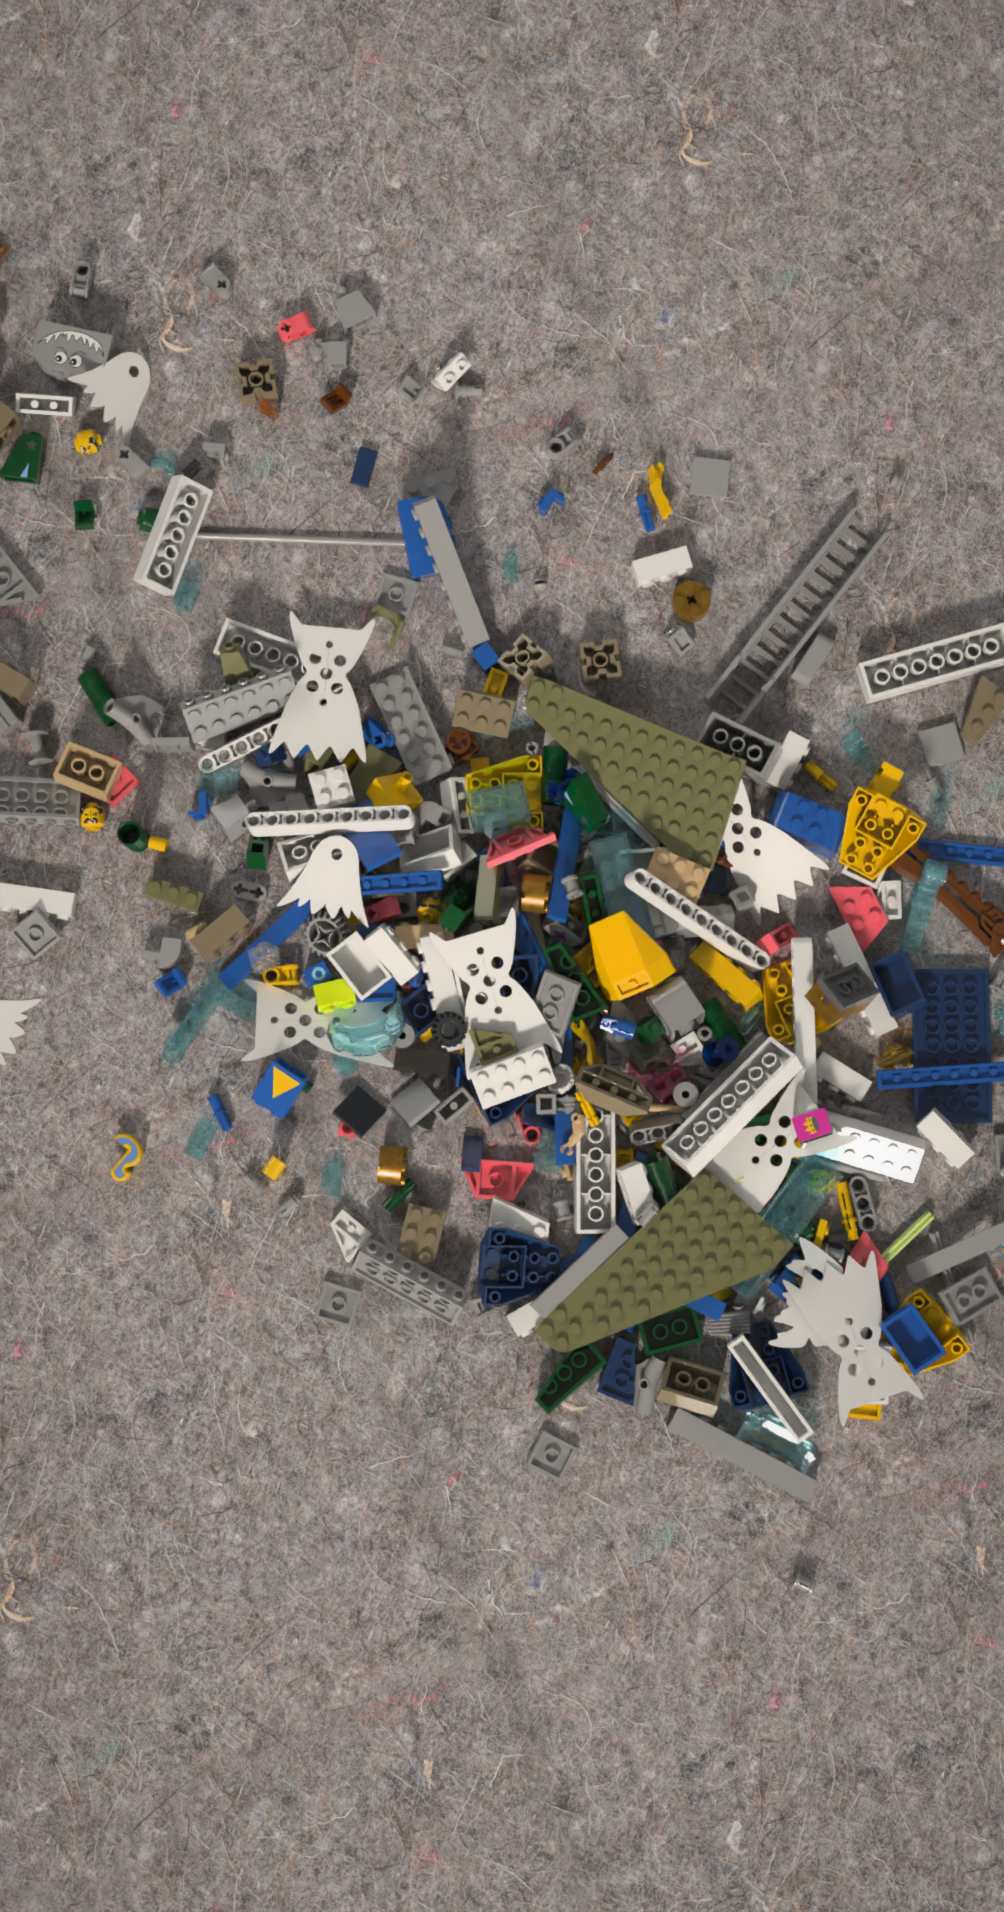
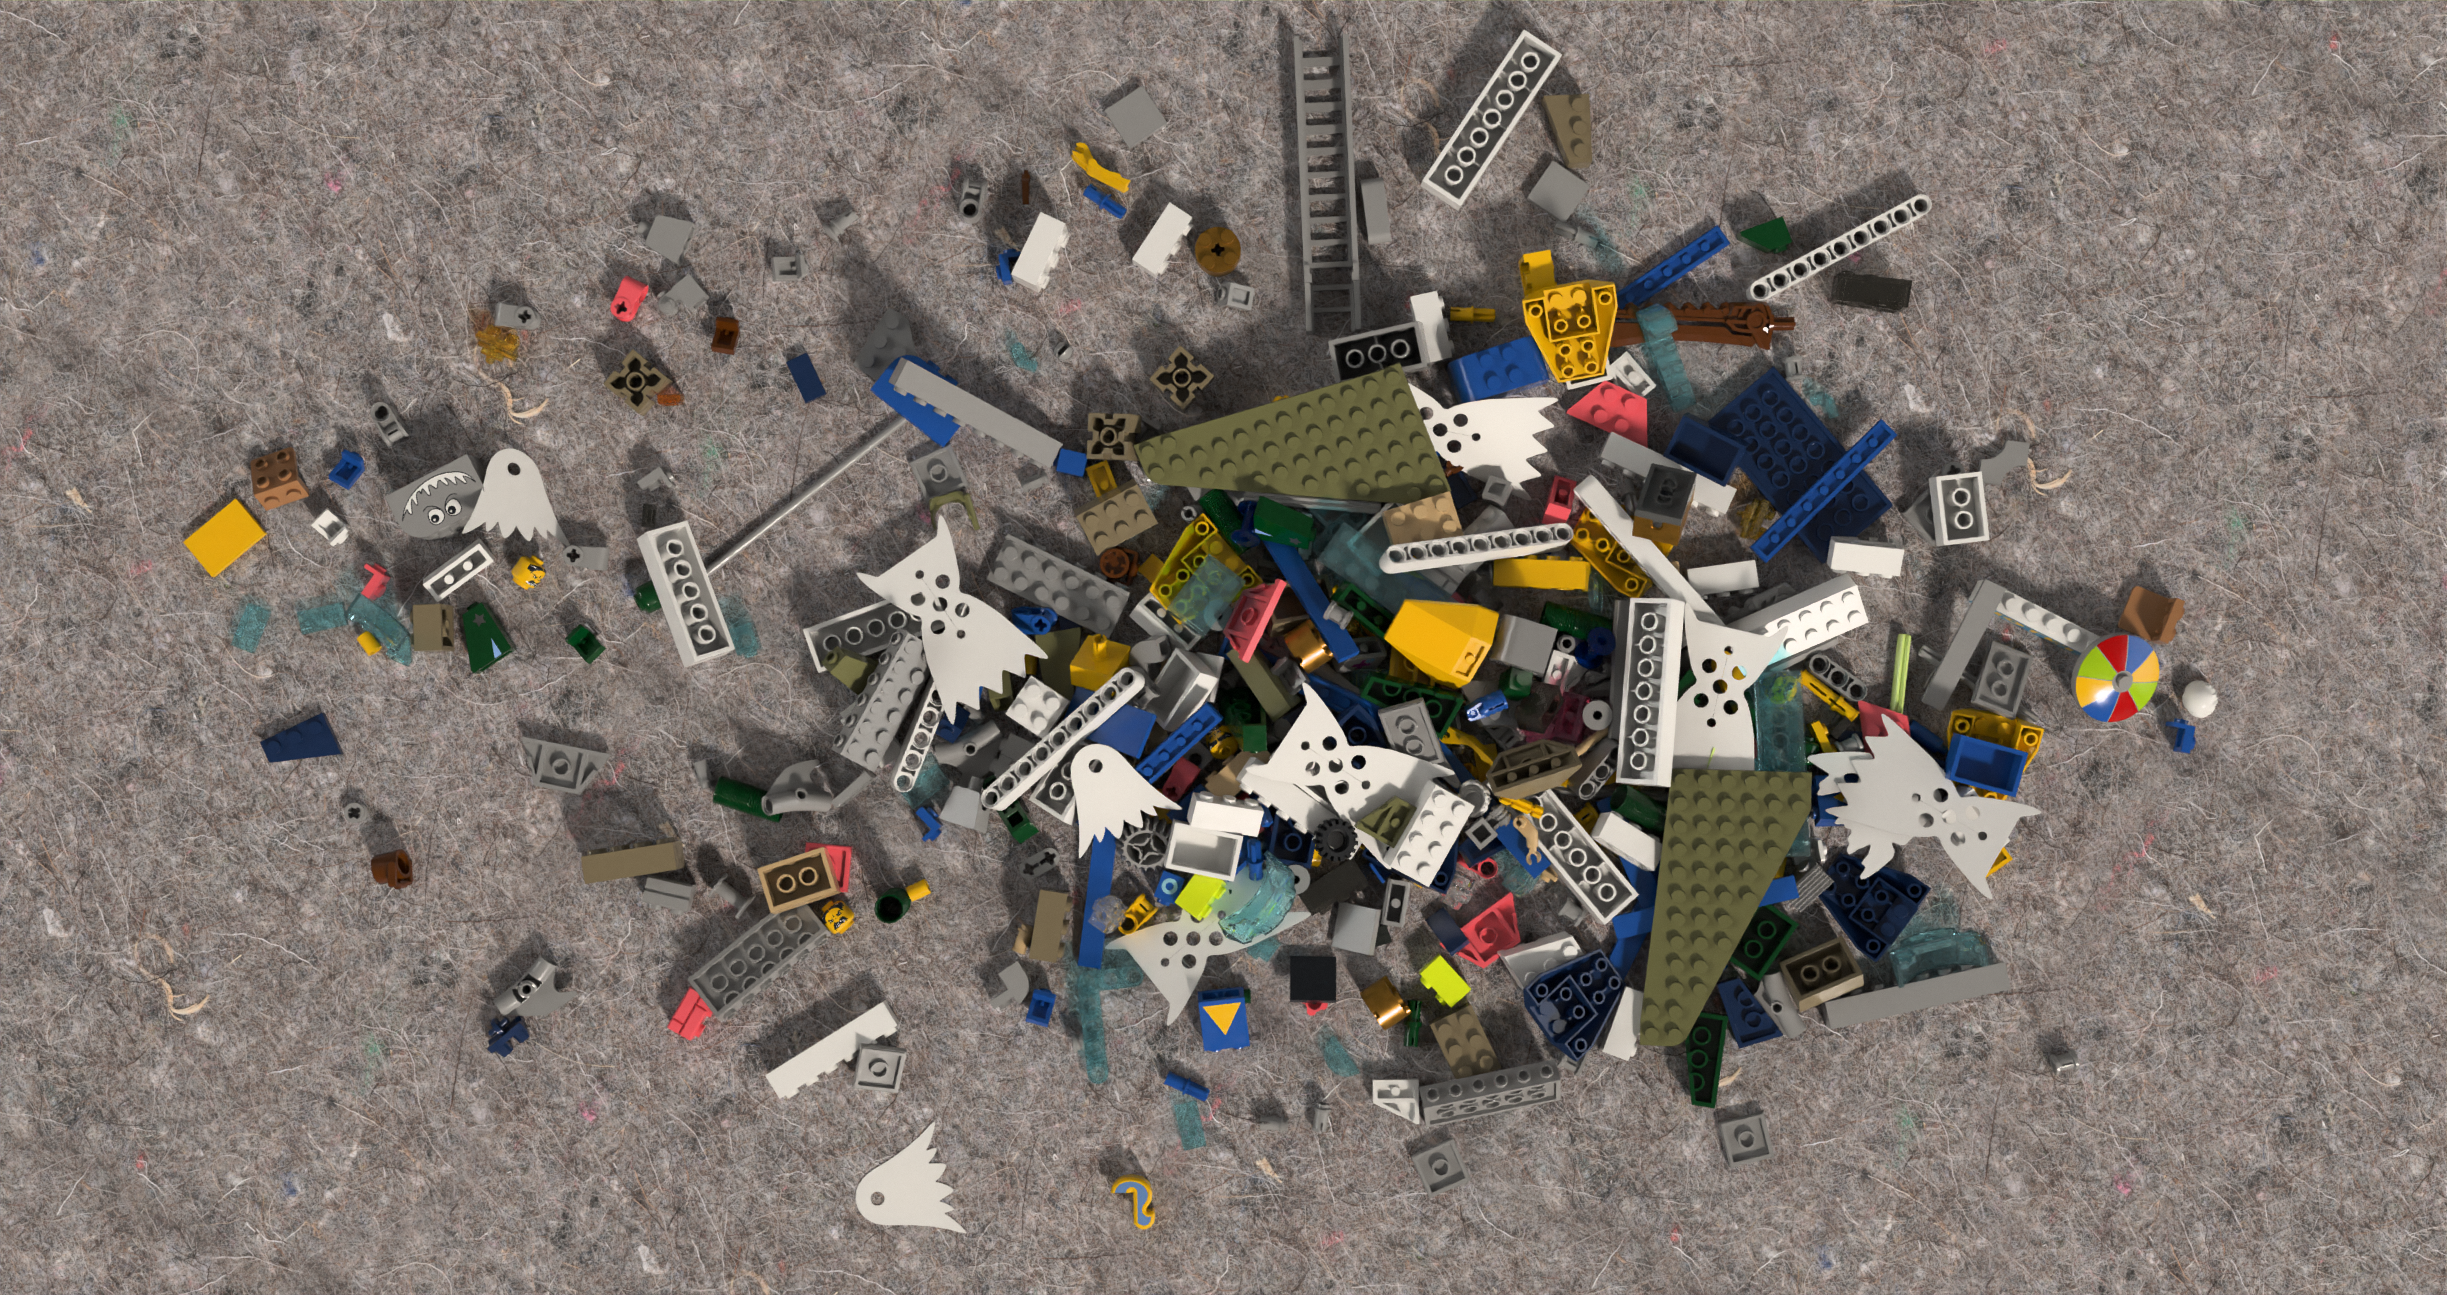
camera: 35 degrees left, 5 degrees up
(31, 288) = (348, 469): none -> blue bracket
(166, 464) = (617, 531): clear light blue arm -> none
(174, 894) = (975, 925): olive brick -> none
(187, 289) = (495, 348): none -> clear yellow hips
(273, 1168) = (1281, 1097): yellow piece -> none
(387, 1001) = (1255, 859): none -> blue axle
(442, 1184) = (1444, 981): none -> neon yellow brick
(451, 372) = (811, 220): white bracket -> none
(577, 509) = (1040, 252): none -> white brick
(579, 1271) = (1635, 956): light grey tile -> none
(646, 1215) = (1654, 855): light grey pin -> none
(770, 1388) = (1894, 917): white brick -> none
(812, 1126) = (1740, 650): dark pink piece -> none
(855, 747) = (1482, 260): clear light blue brick -> none

